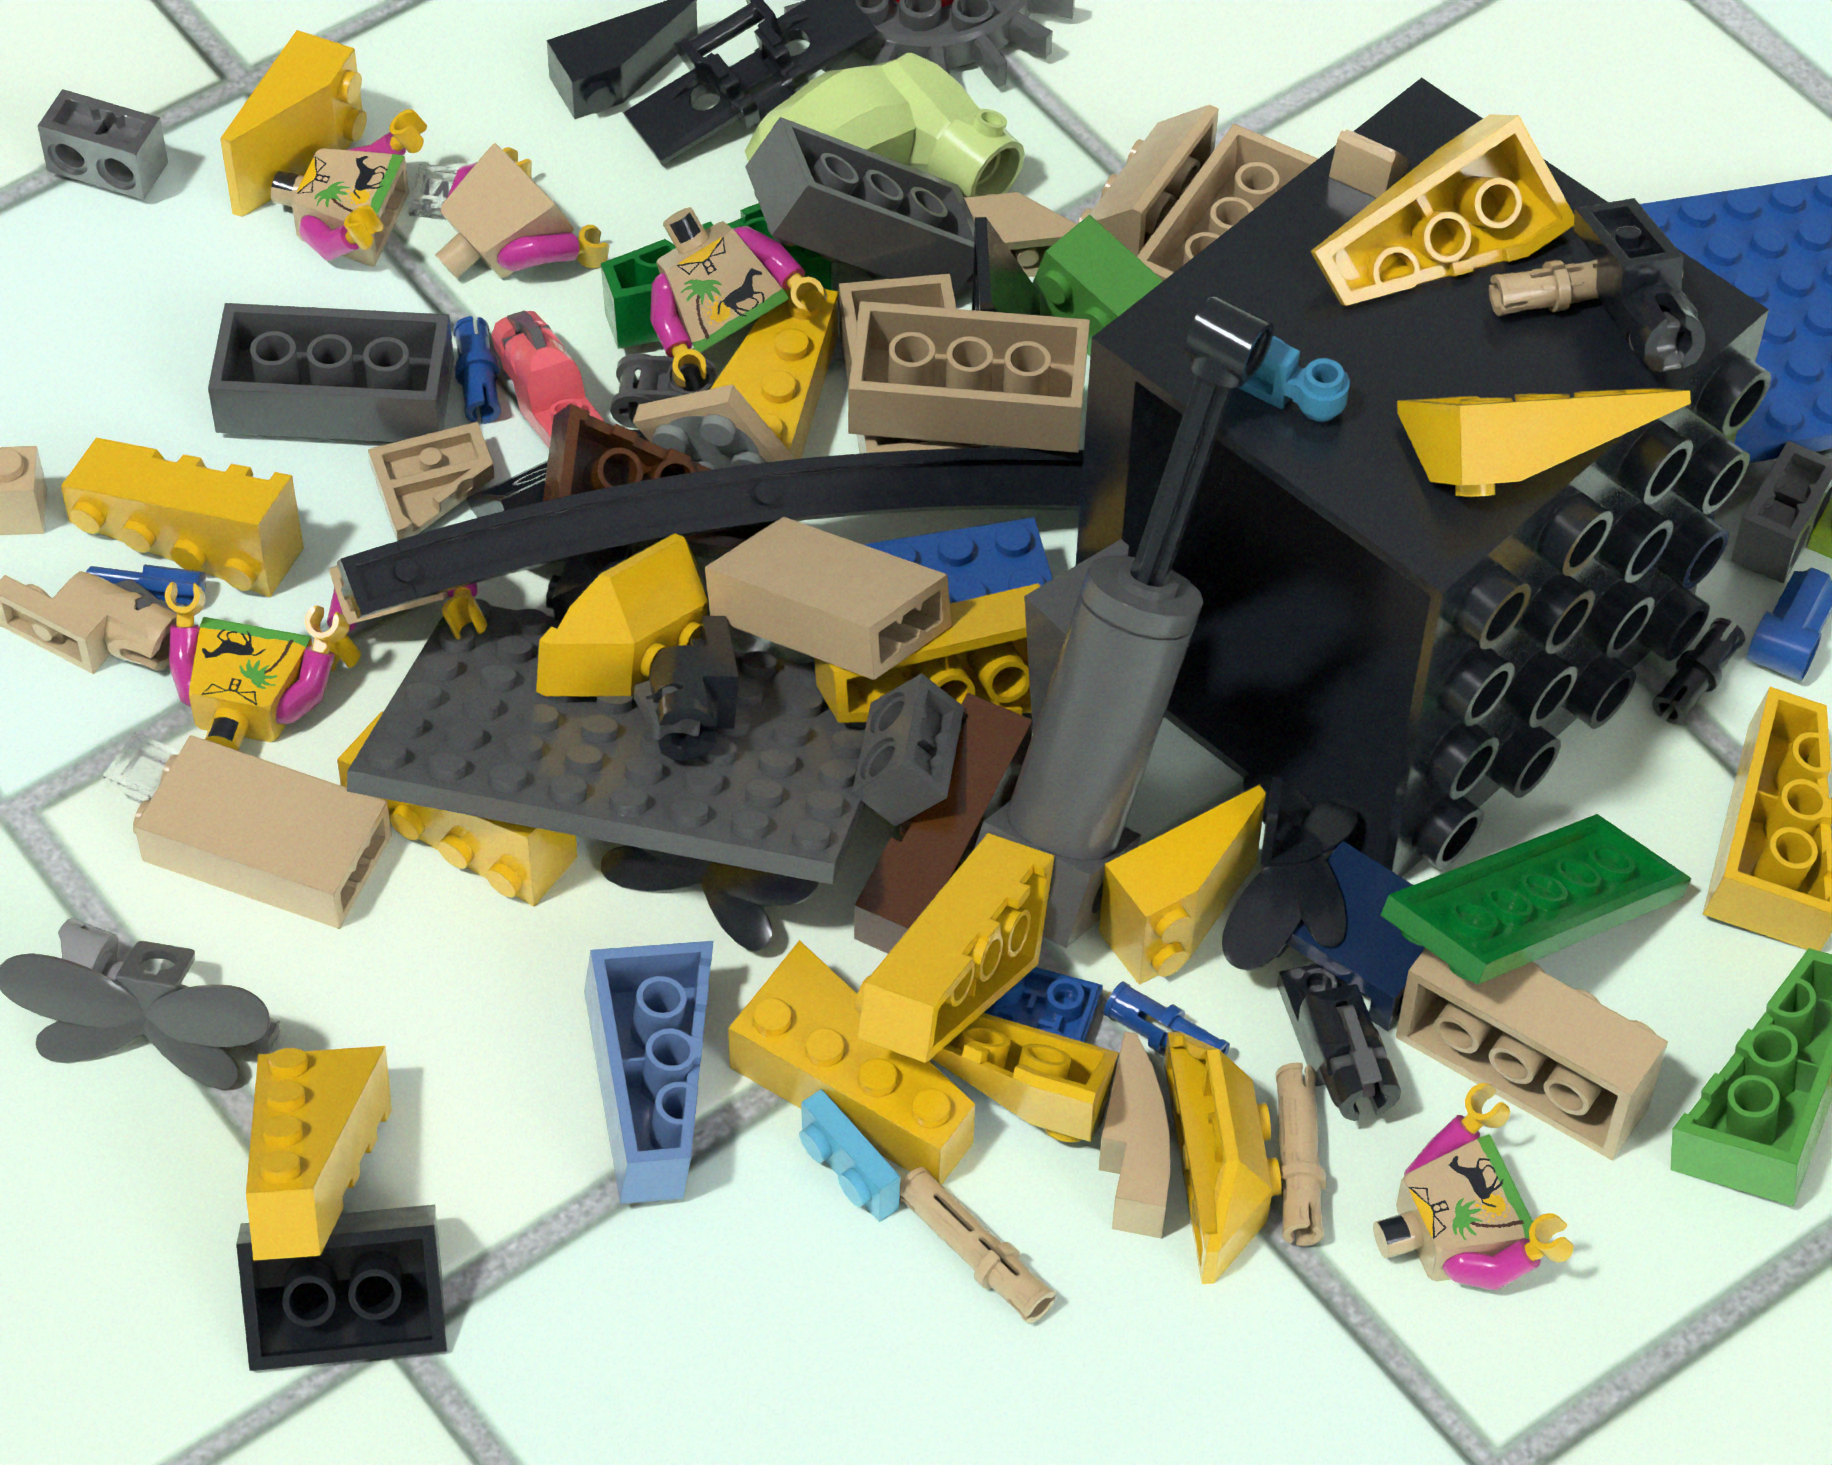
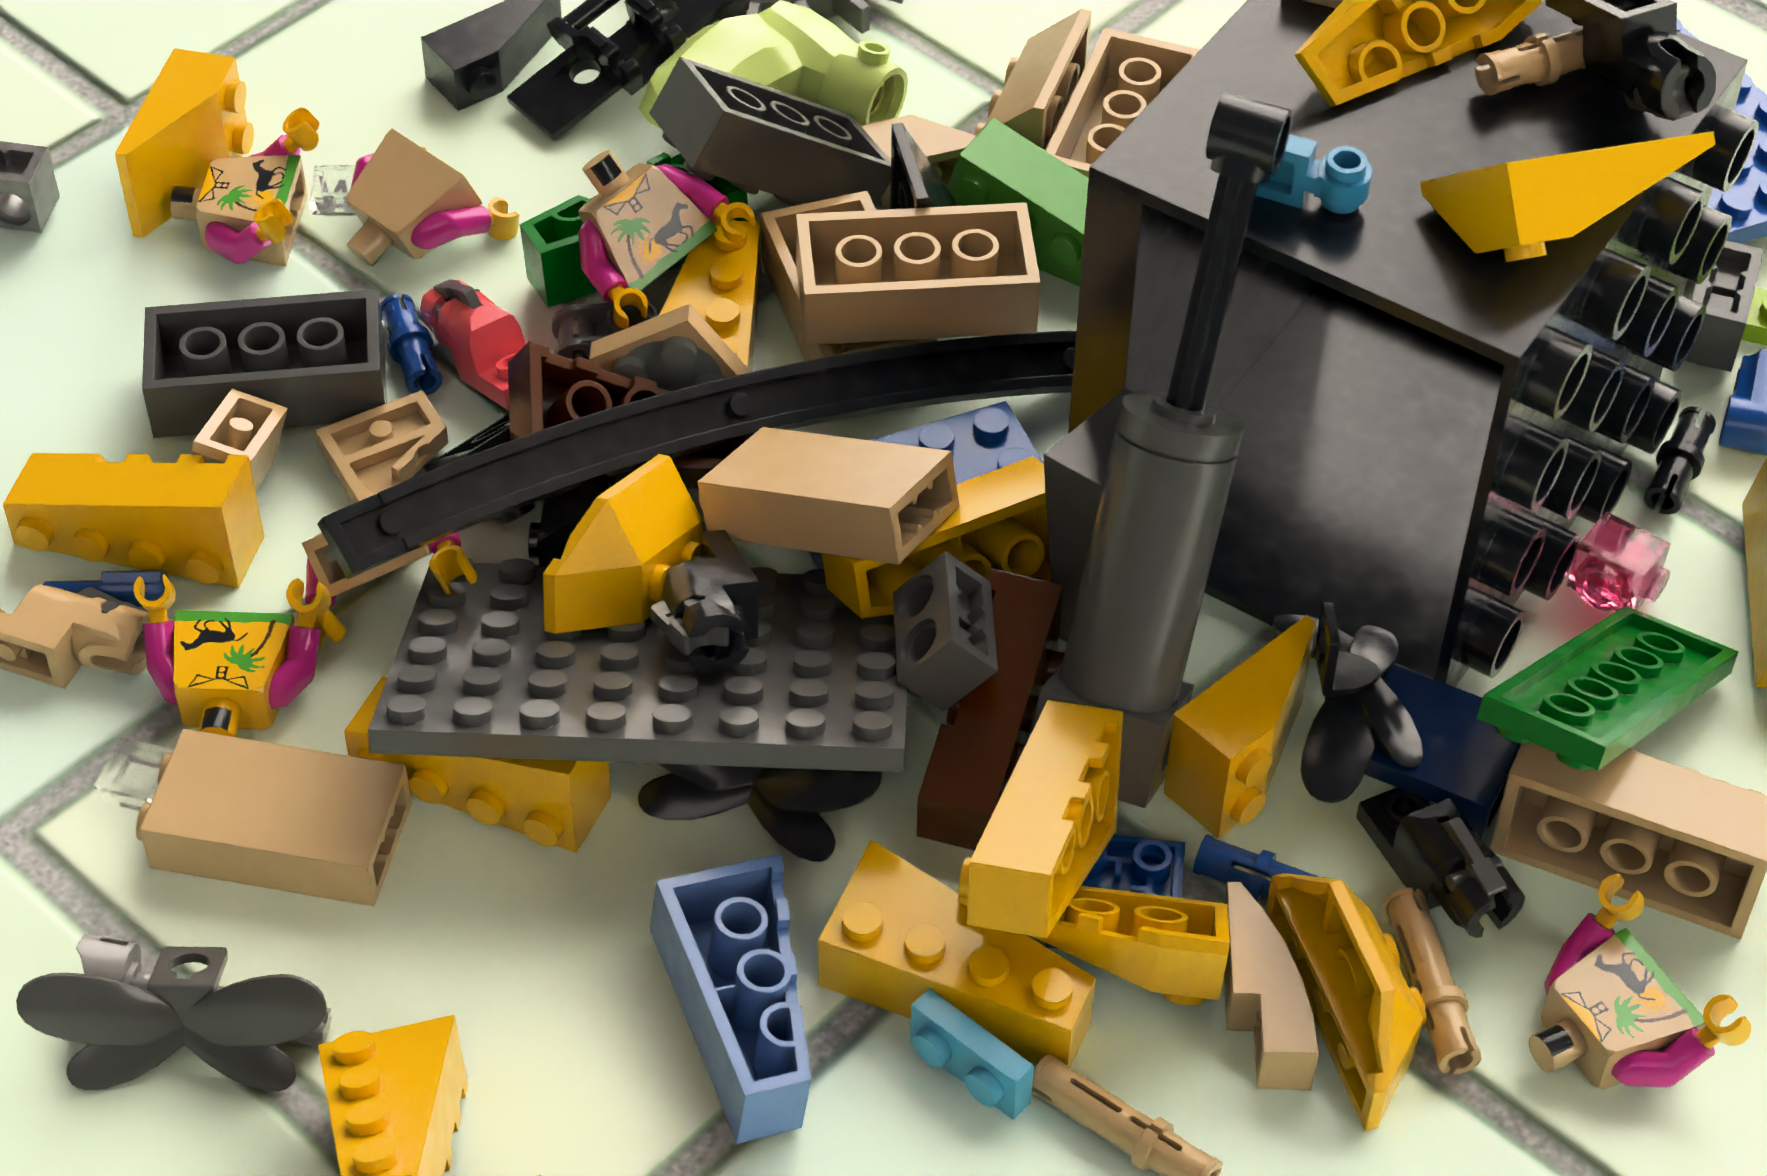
camera: 10 degrees left, 5 degrees down
(295, 444) = (243, 427): none -> tan slope
(1600, 773) = (1619, 565): none -> clear pink brick

